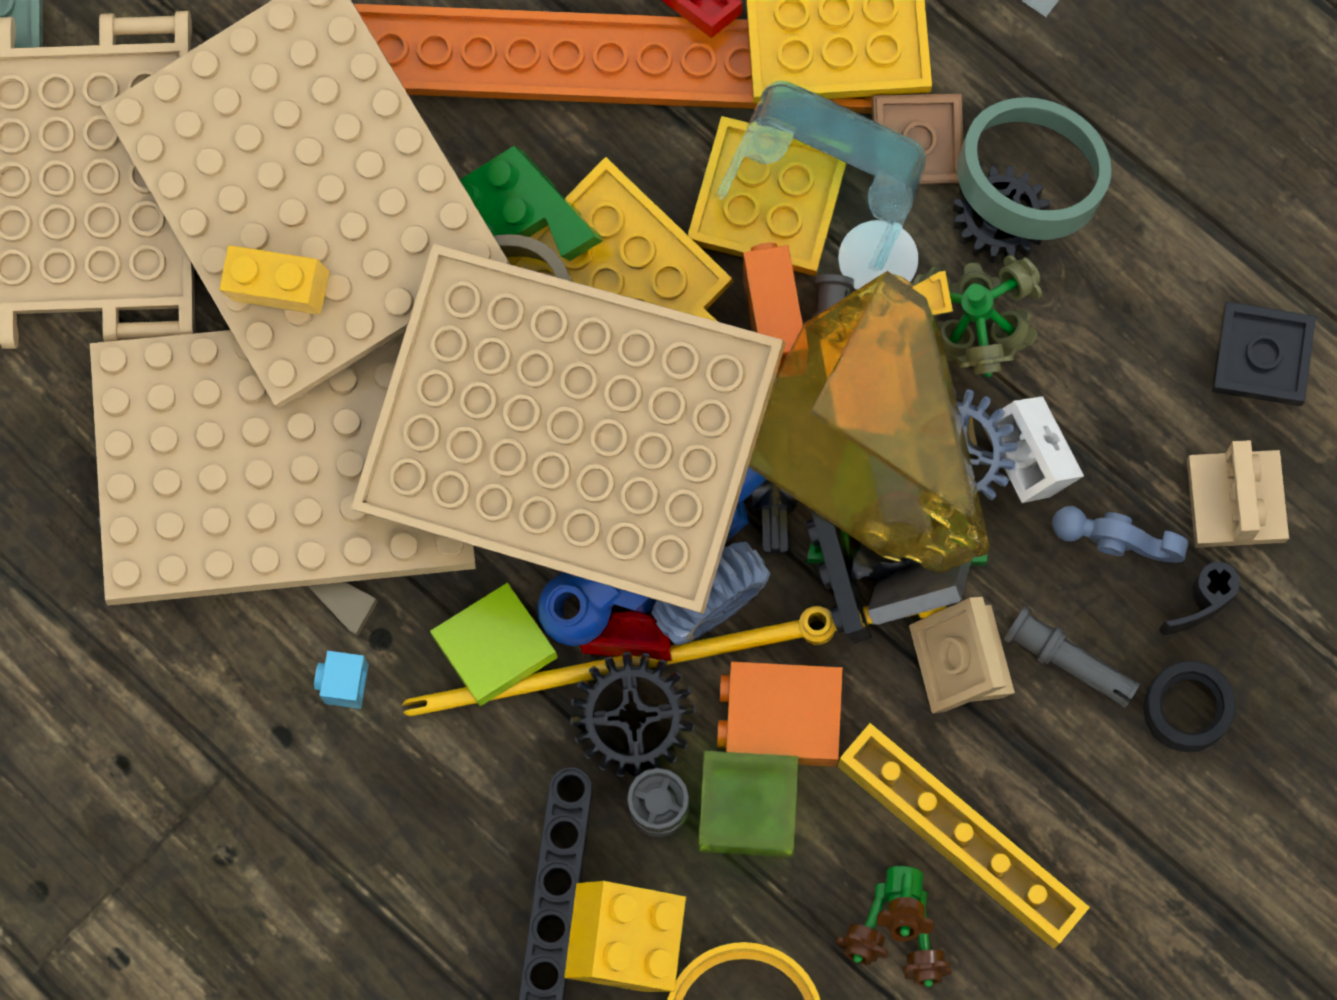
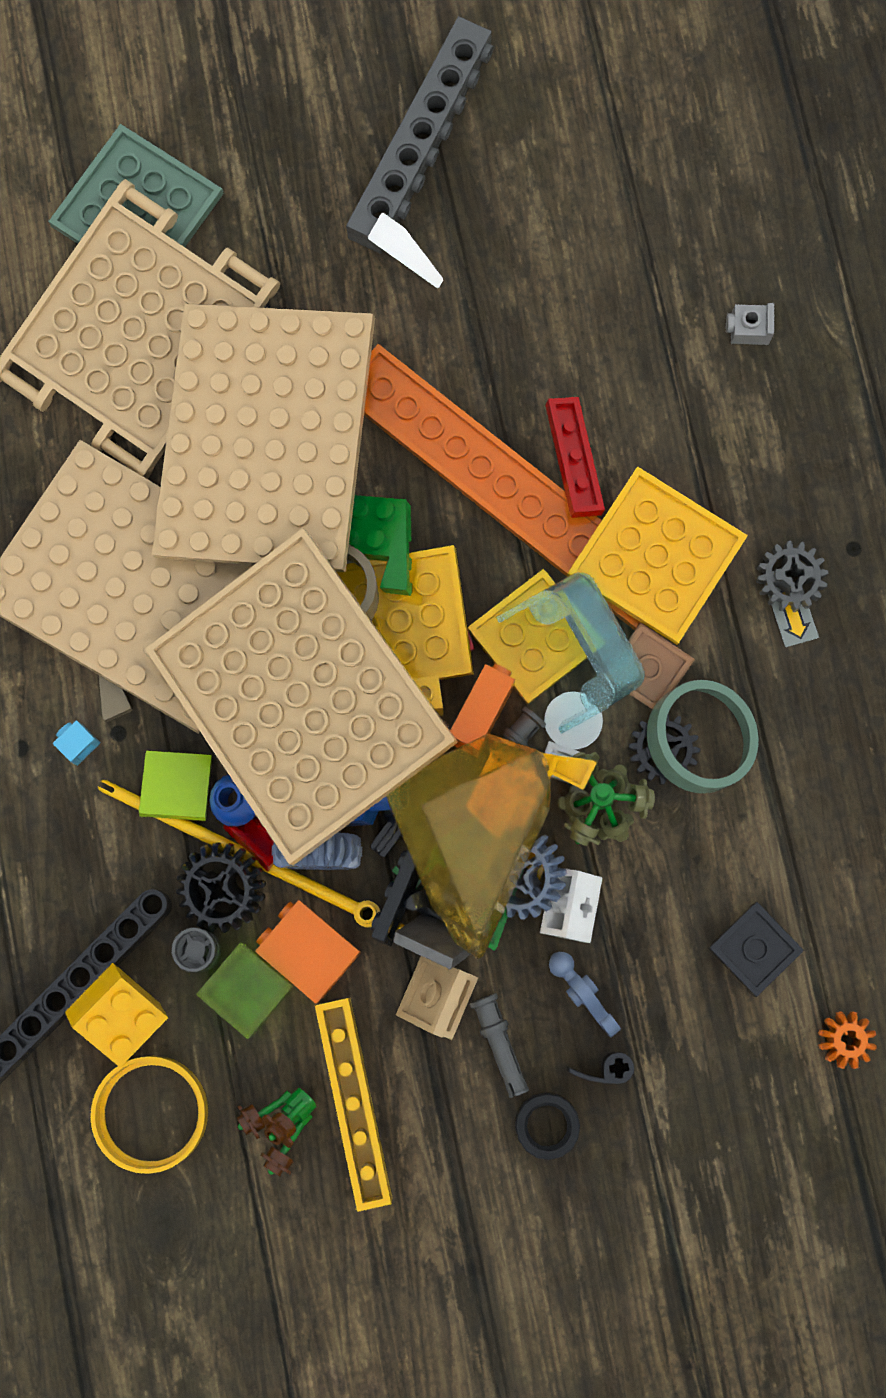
camera: 35 degrees right, 5 degrees up
(274, 279) = (198, 481): yellow brick -> none
(1237, 497) = (673, 1023): tan bracket -> none

